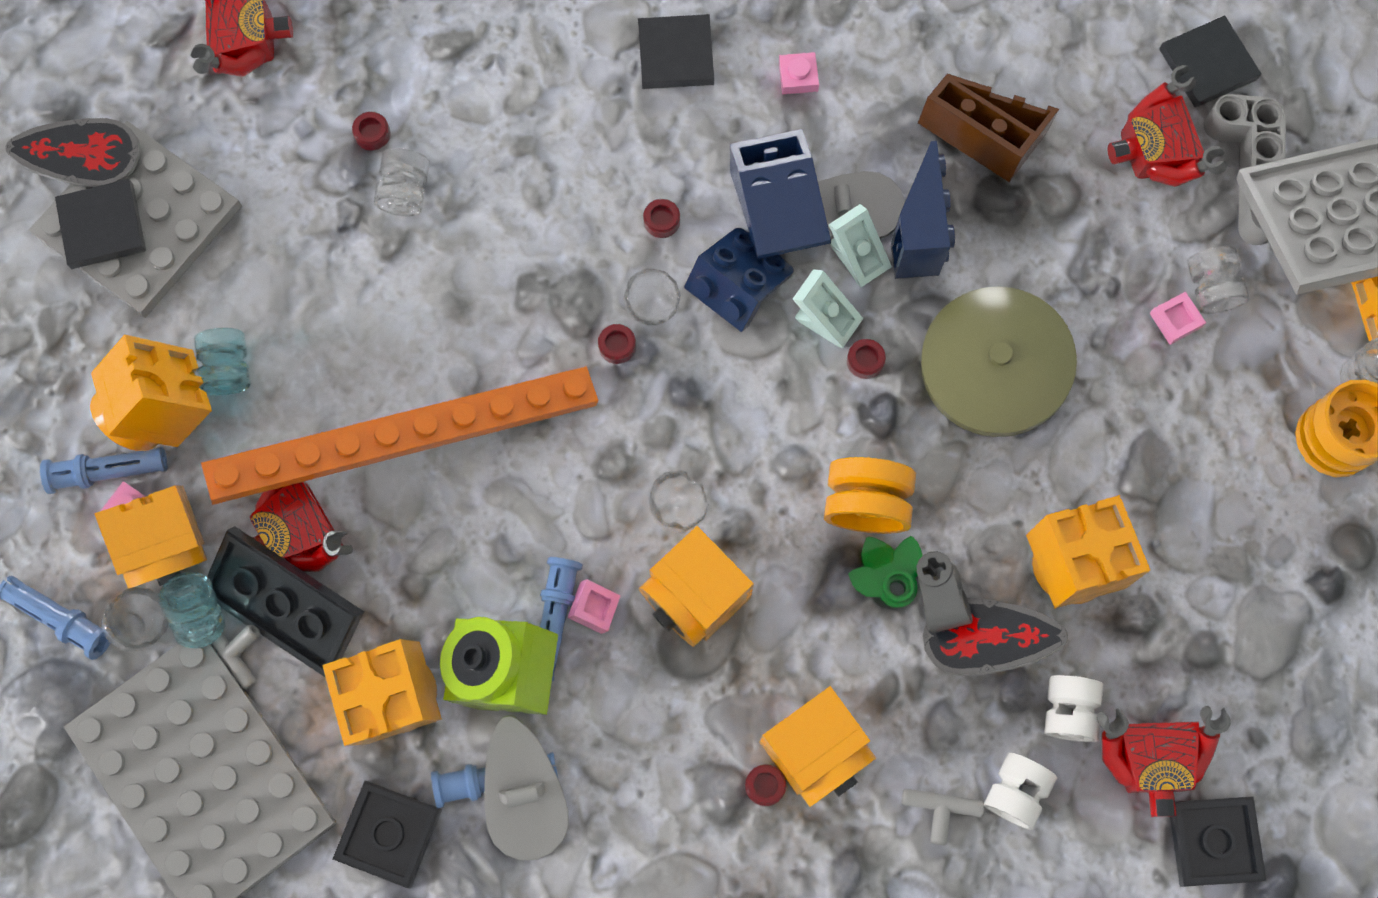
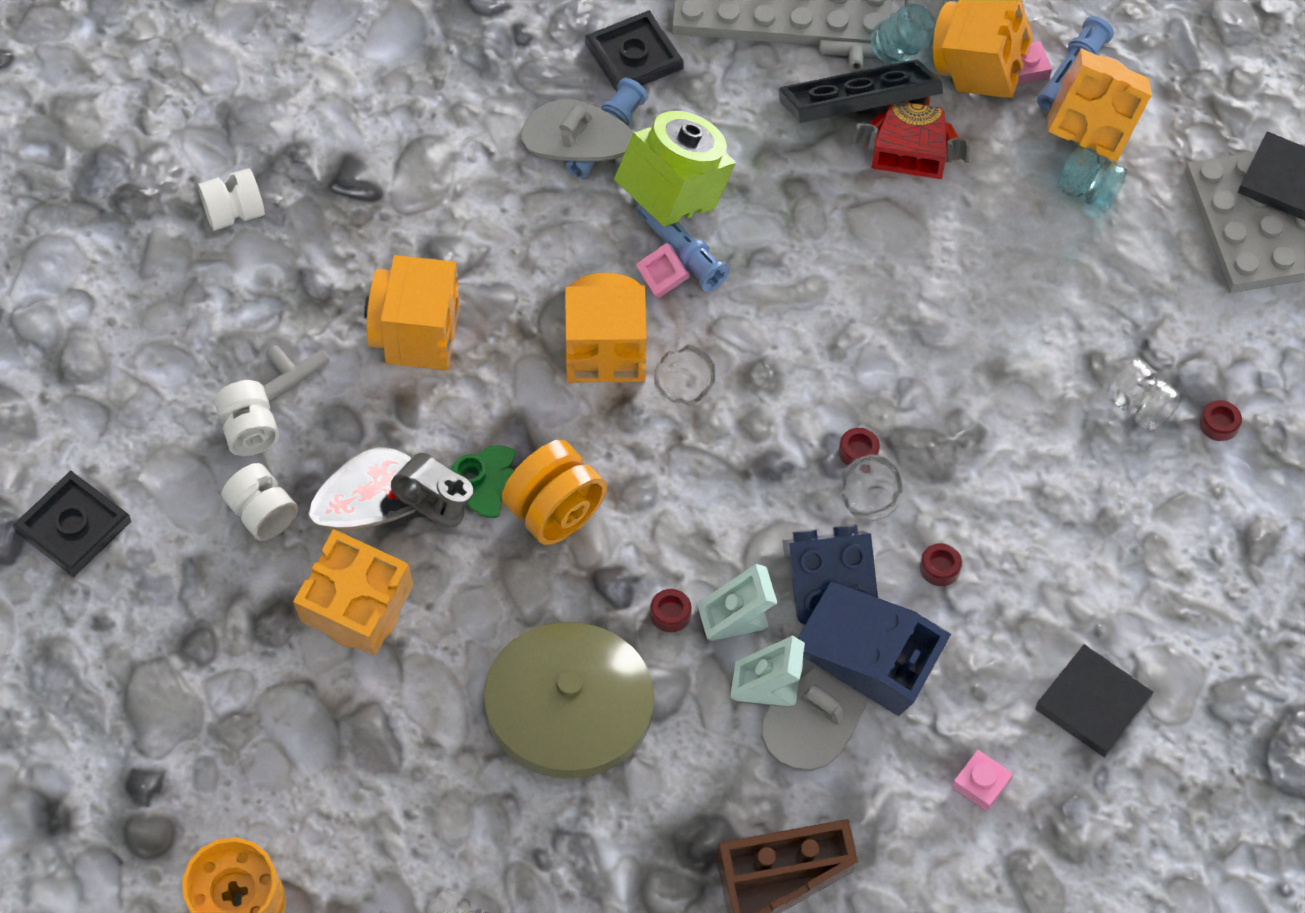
camera: 130 degrees right, 15 degrees down
(382, 692) = (730, 88): light orange piece -> none
(397, 435) = (910, 238): orange plate -> none
(922, 231) = (739, 726): dark blue slope -> none
(1160, 755) = (169, 526): torso -> none
(1177, 318) = (462, 871): bright pink plate -> none

